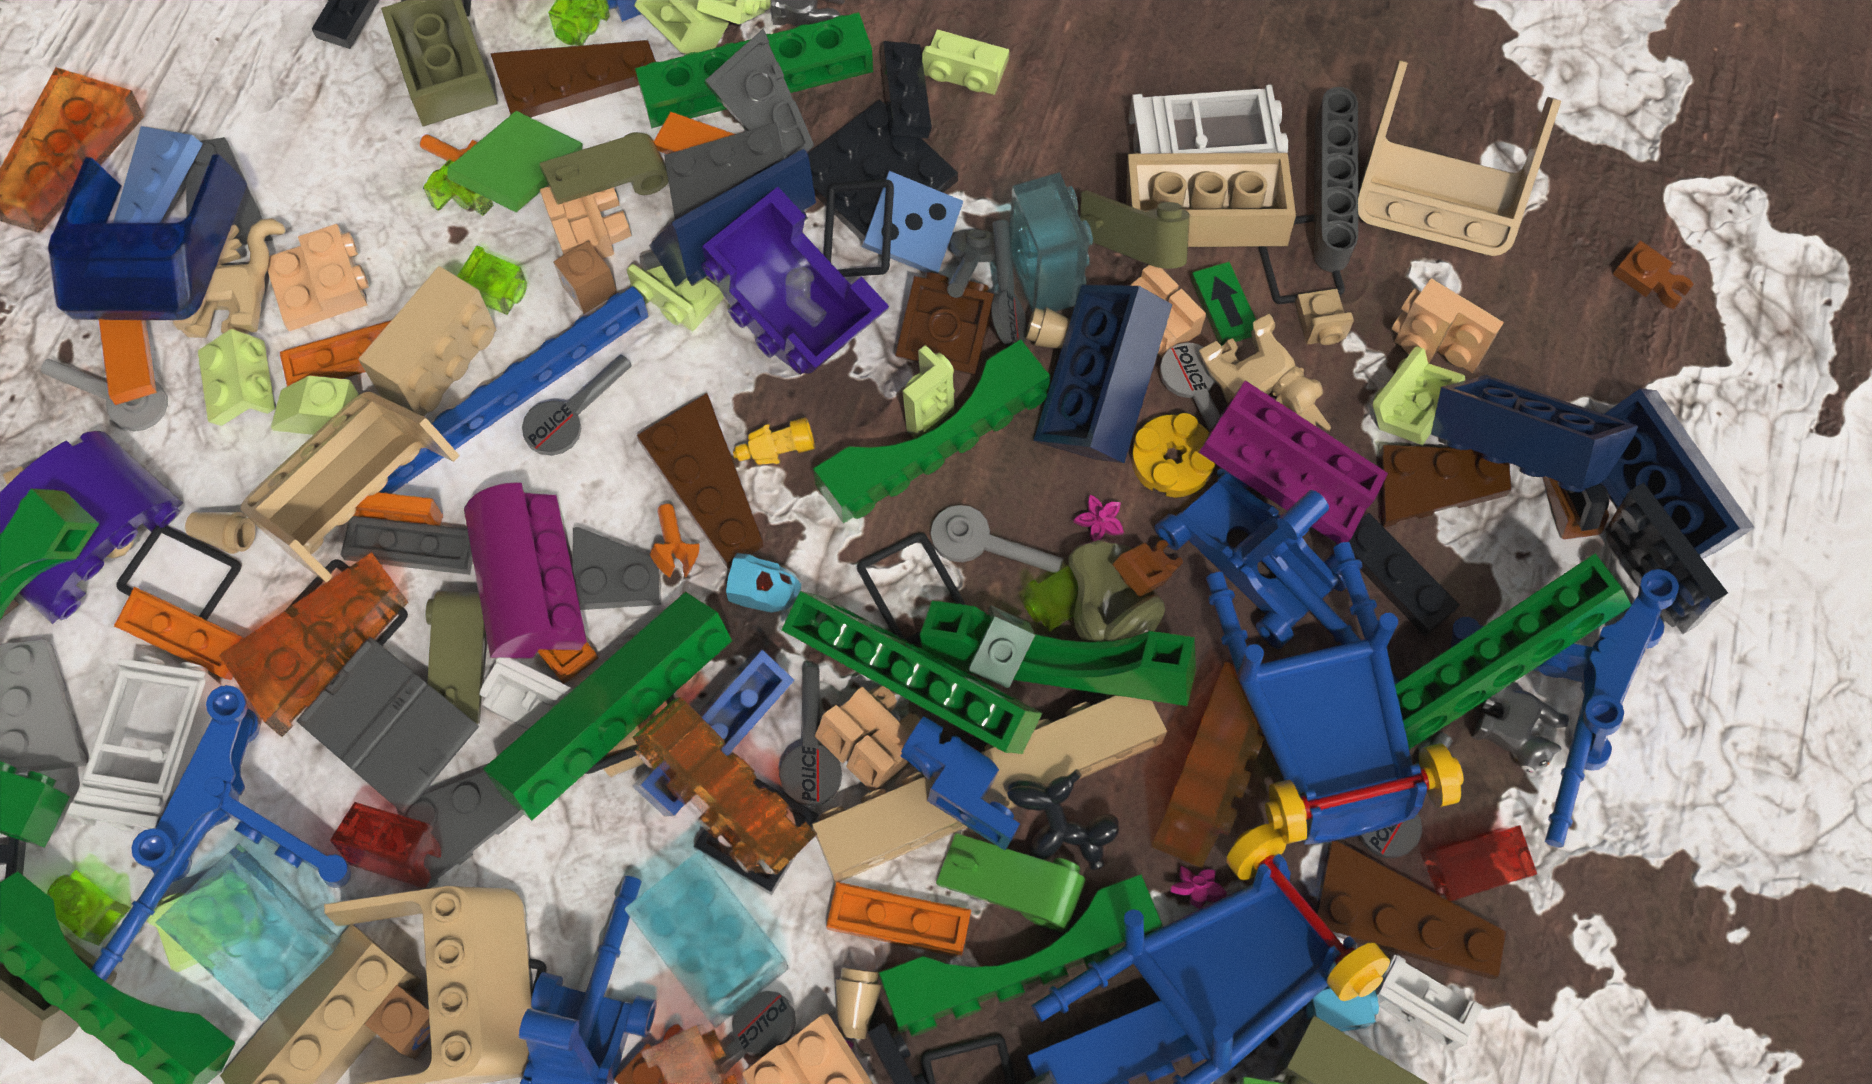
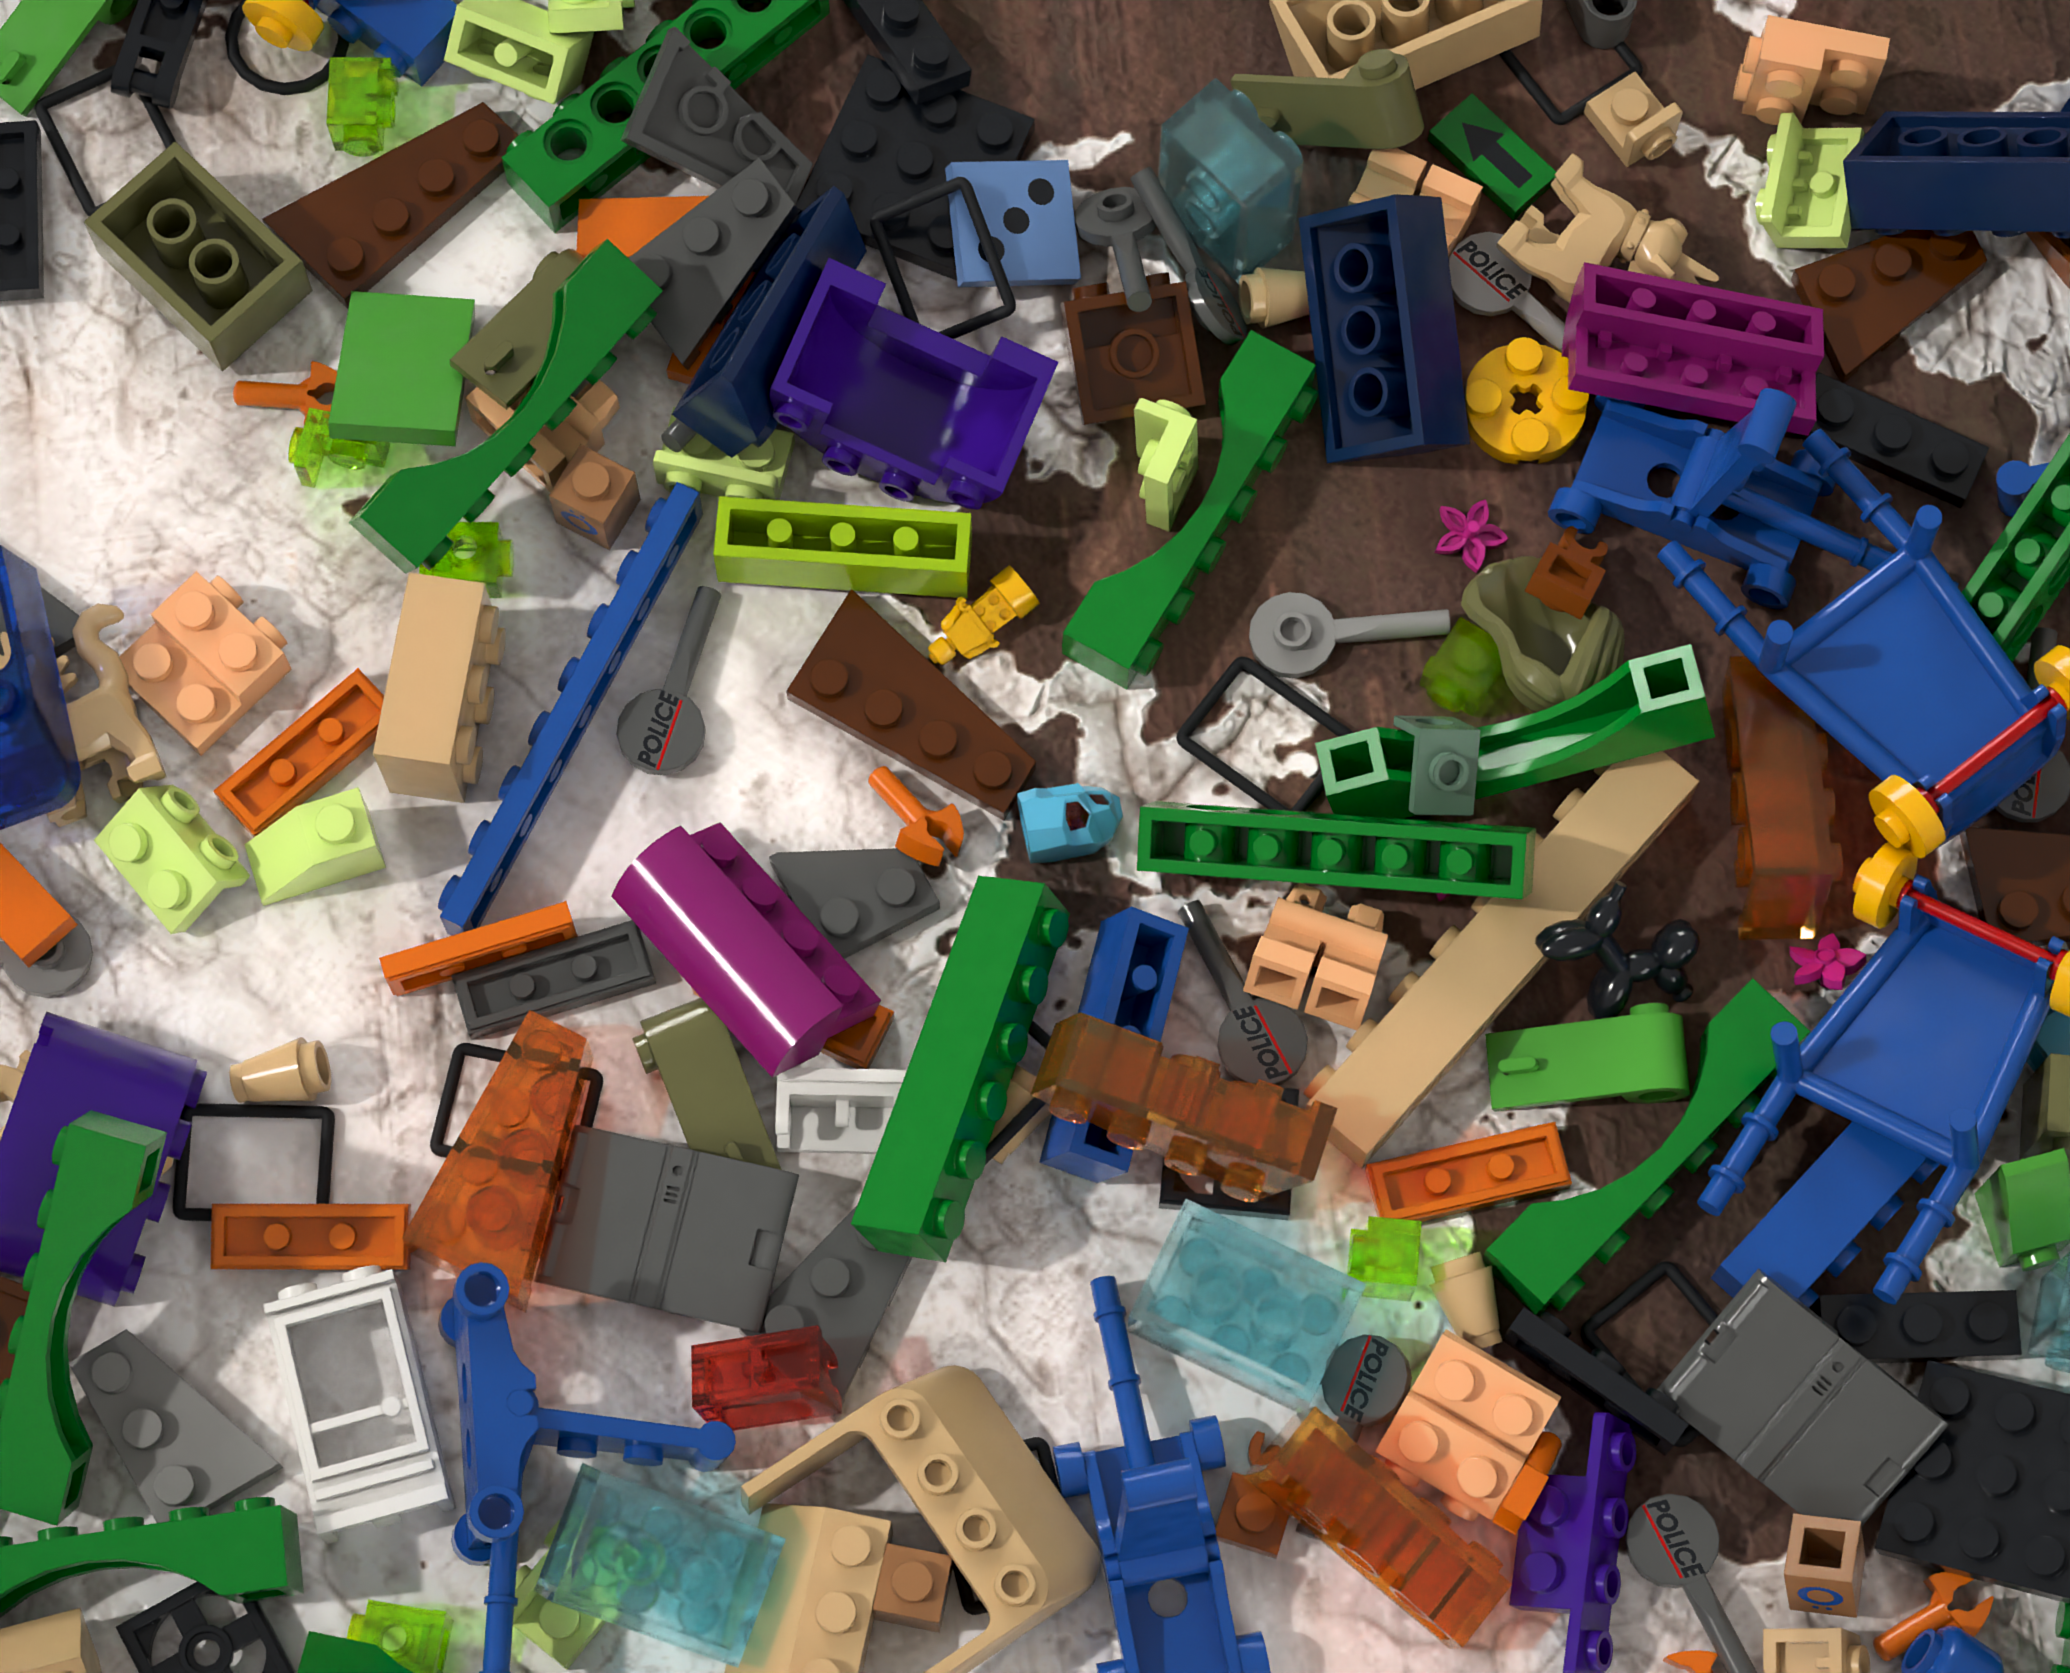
camera: 25 degrees left, 5 degrees up
(337, 472) = (426, 918): tan windscreen -> none
(474, 233) = (589, 315): none -> green arch
(711, 364) = (843, 547): none -> lime brick
(798, 296) = (910, 394): clear arm -> none
(814, 948) = (1386, 1257): none -> clear neon green brick
(961, 782) = (1477, 964): blue plate -> none

